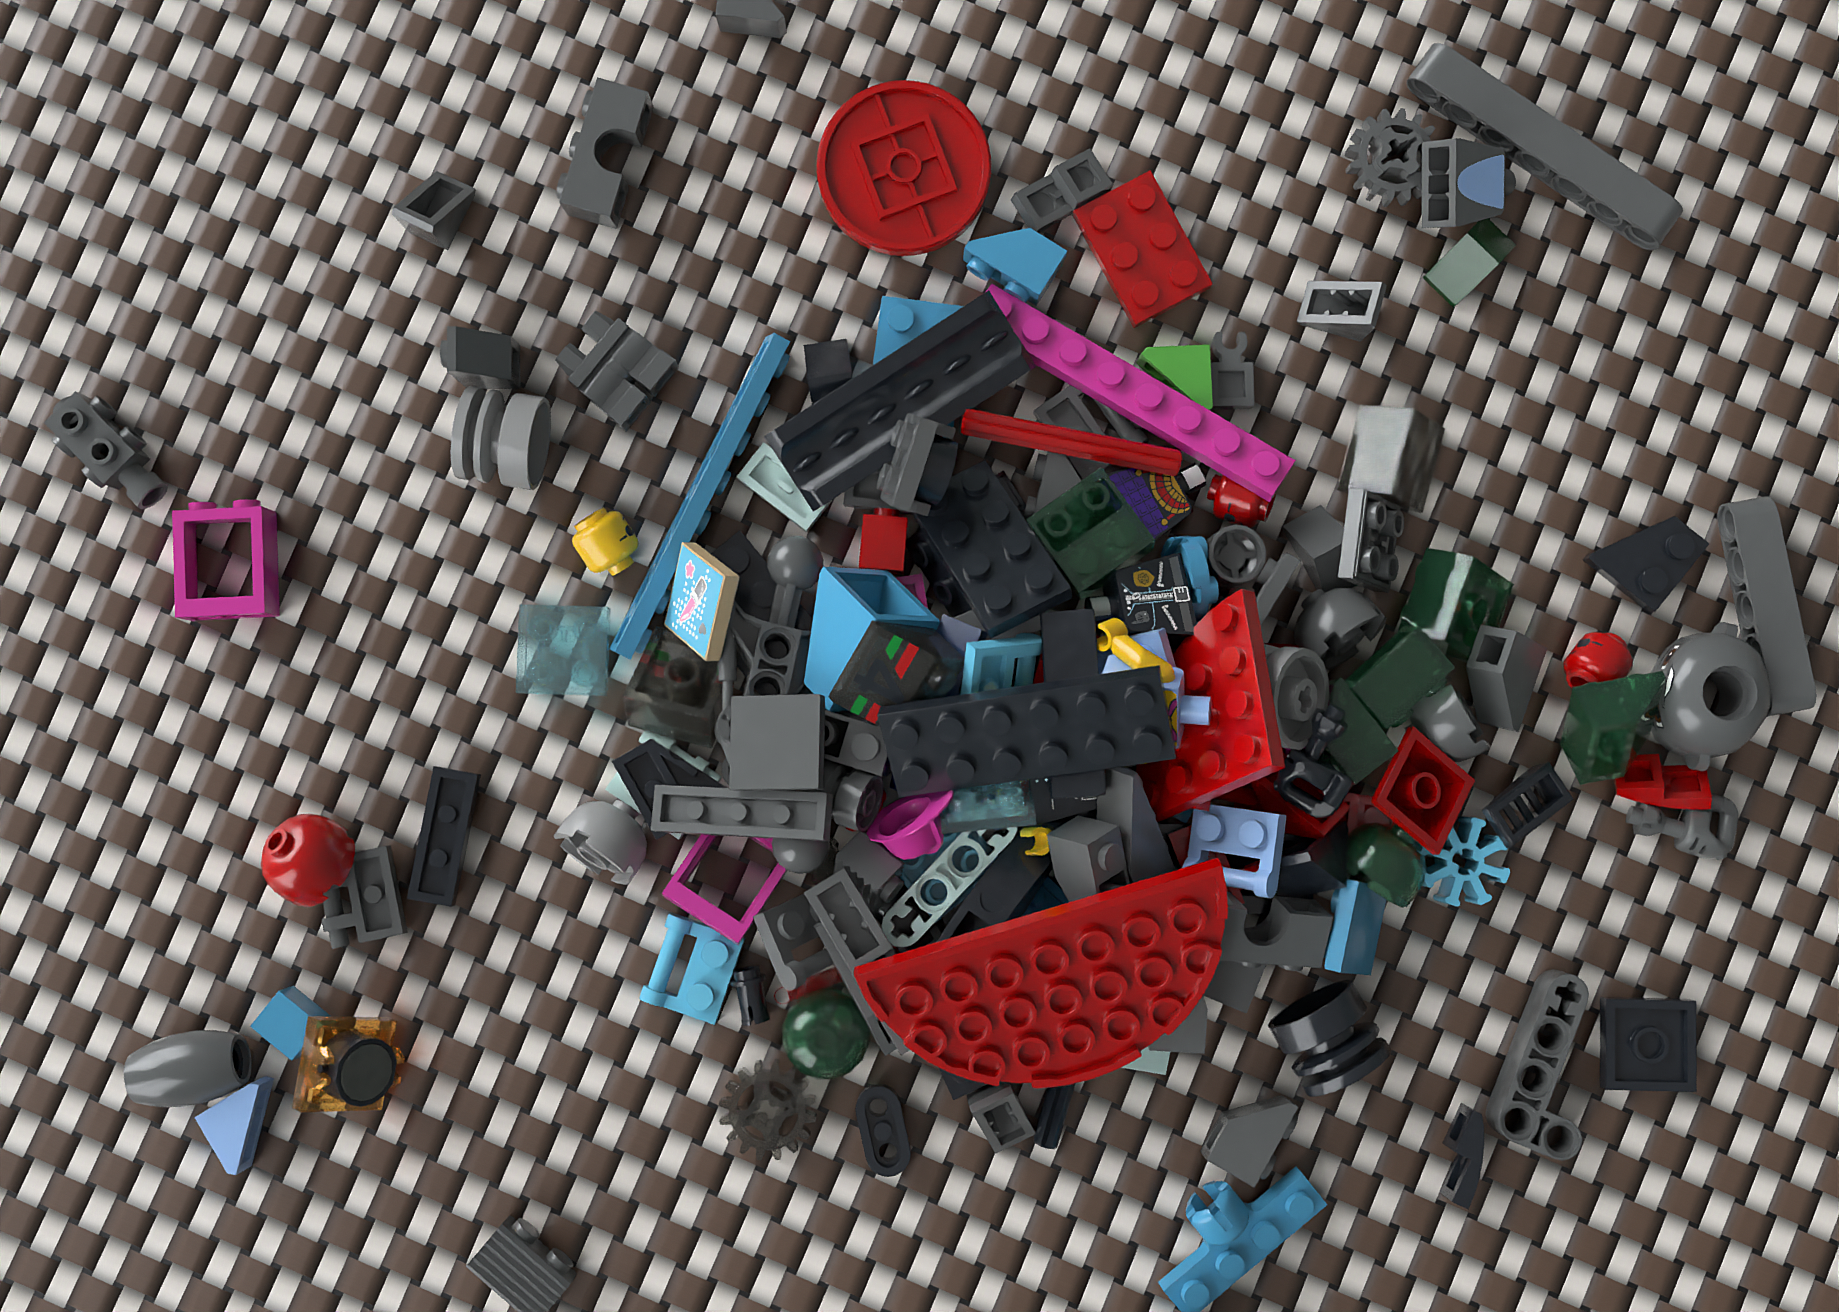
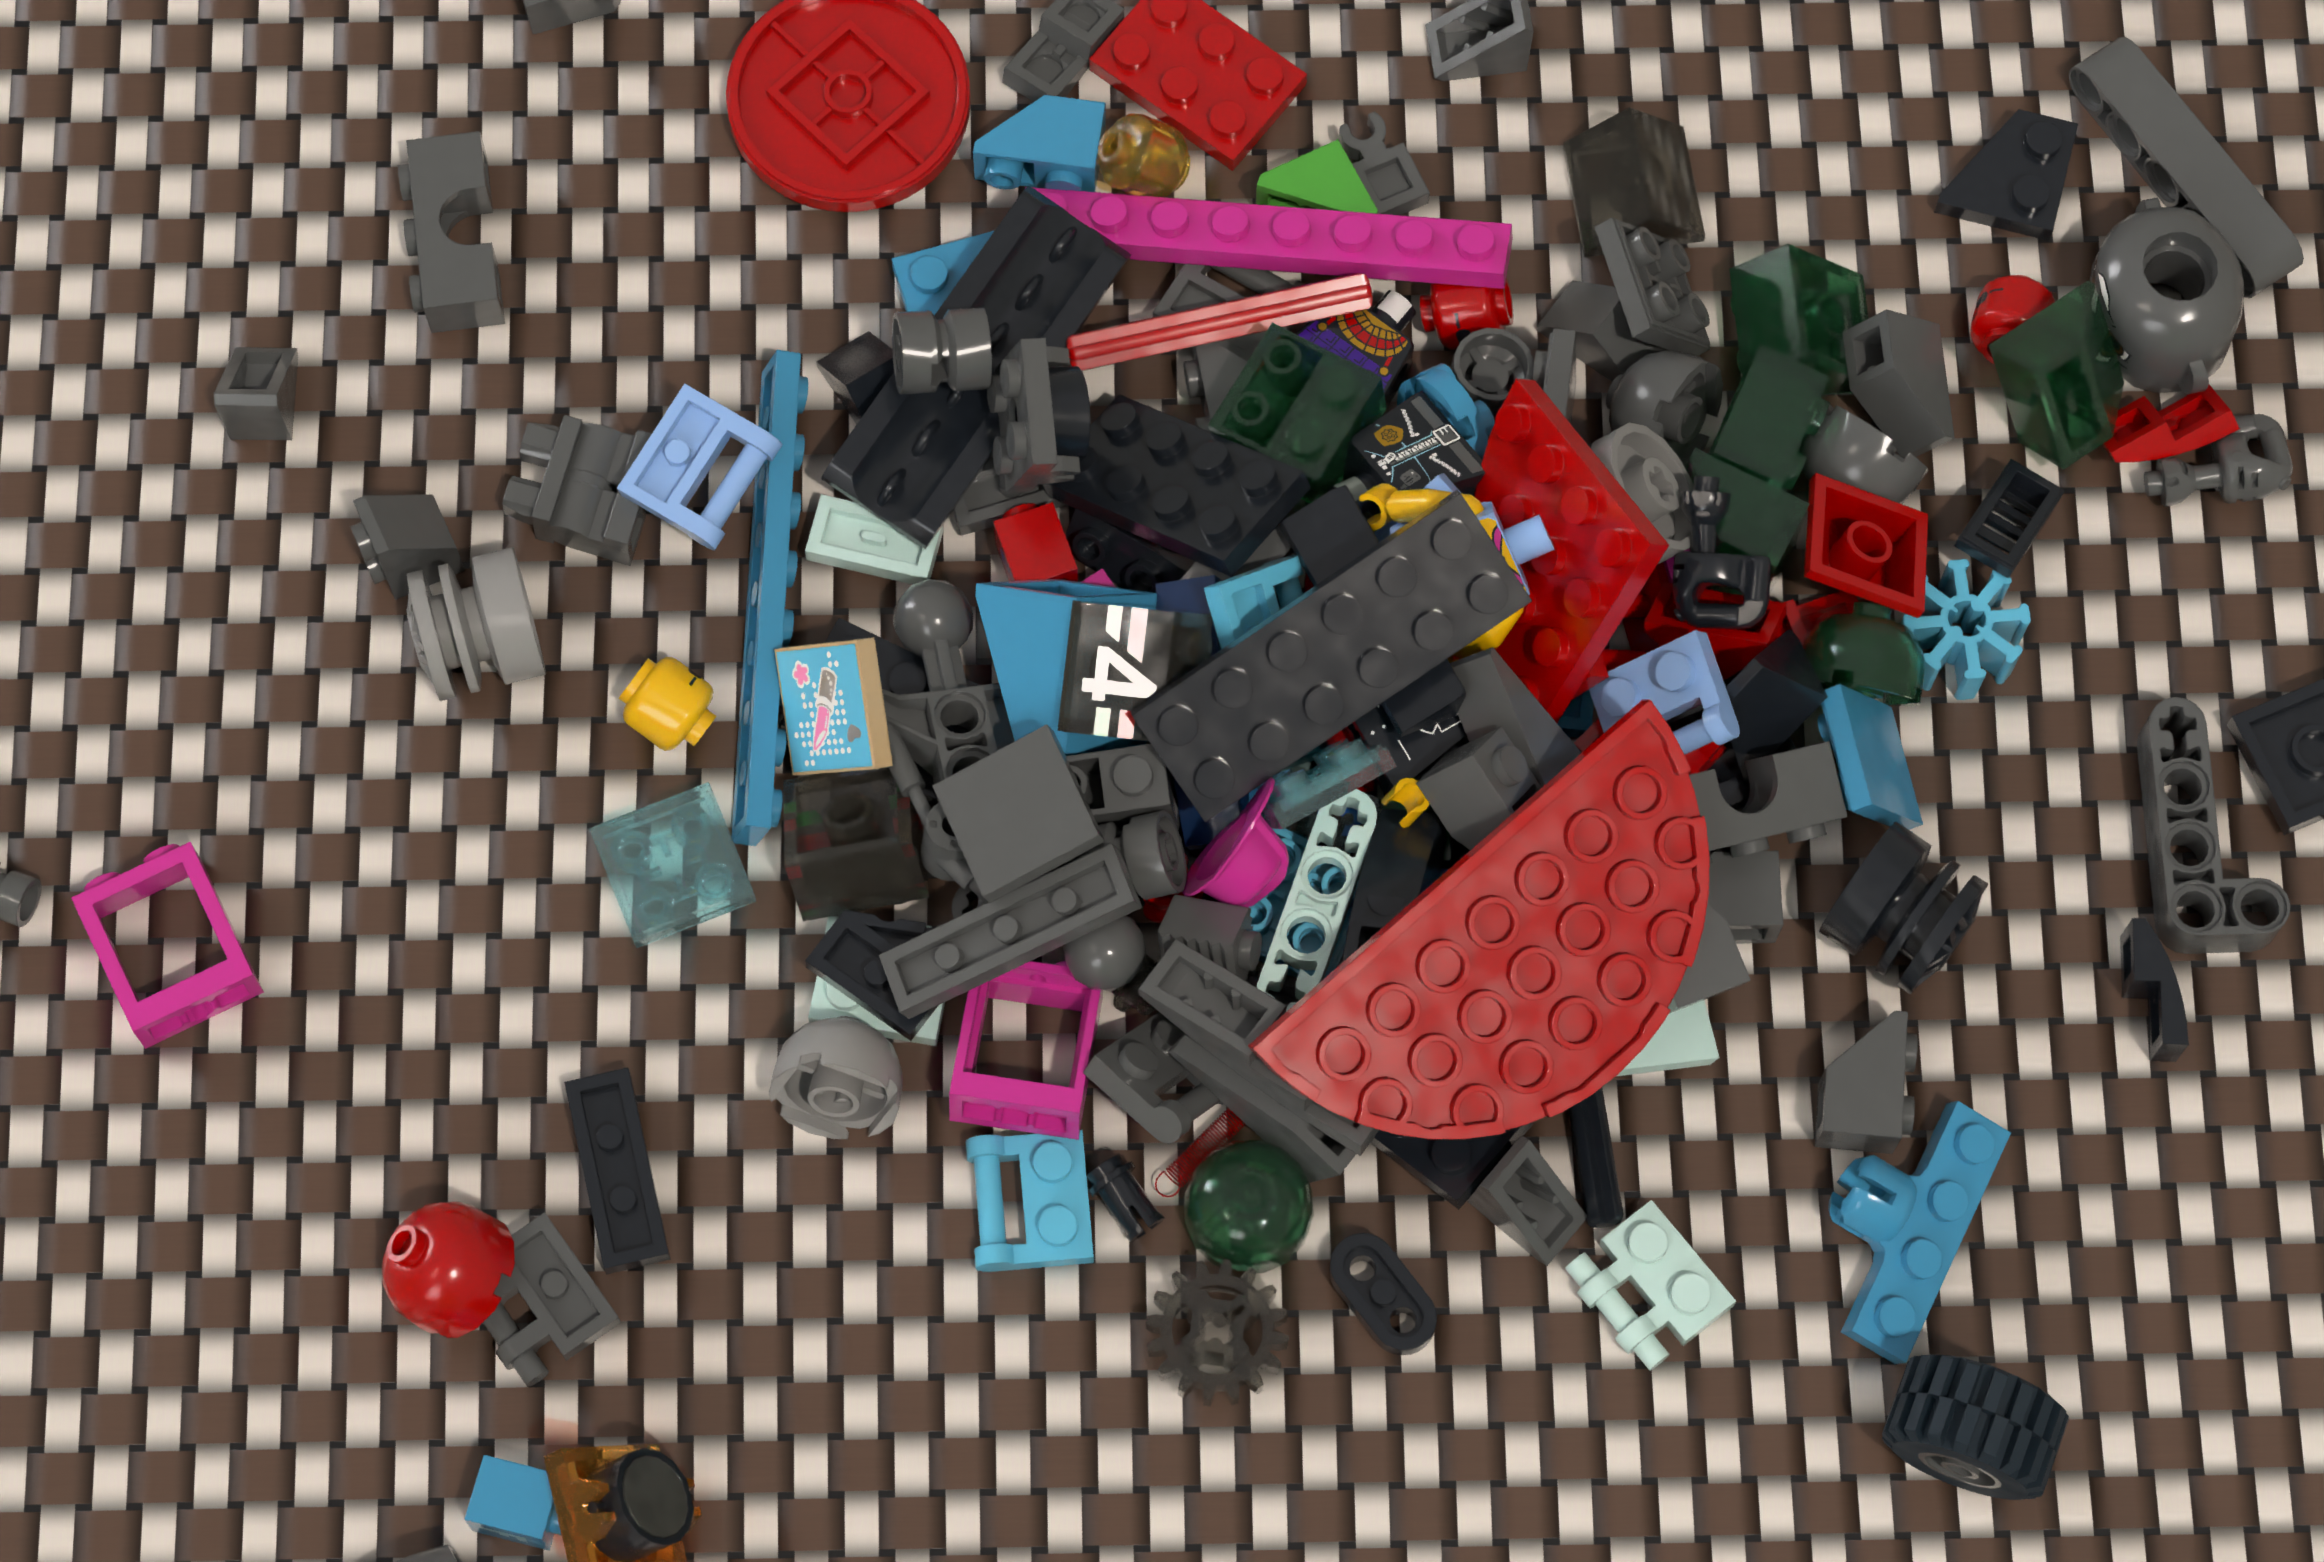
camera: 25 degrees left, 15 degrees down
(679, 382) = (682, 455): none -> light blue plate
(874, 390) = (941, 350): none -> dark grey wheel
(1066, 1193) = (1666, 1275): none -> light aqua plate
(1076, 299) = (1143, 156): none -> clear yellow head

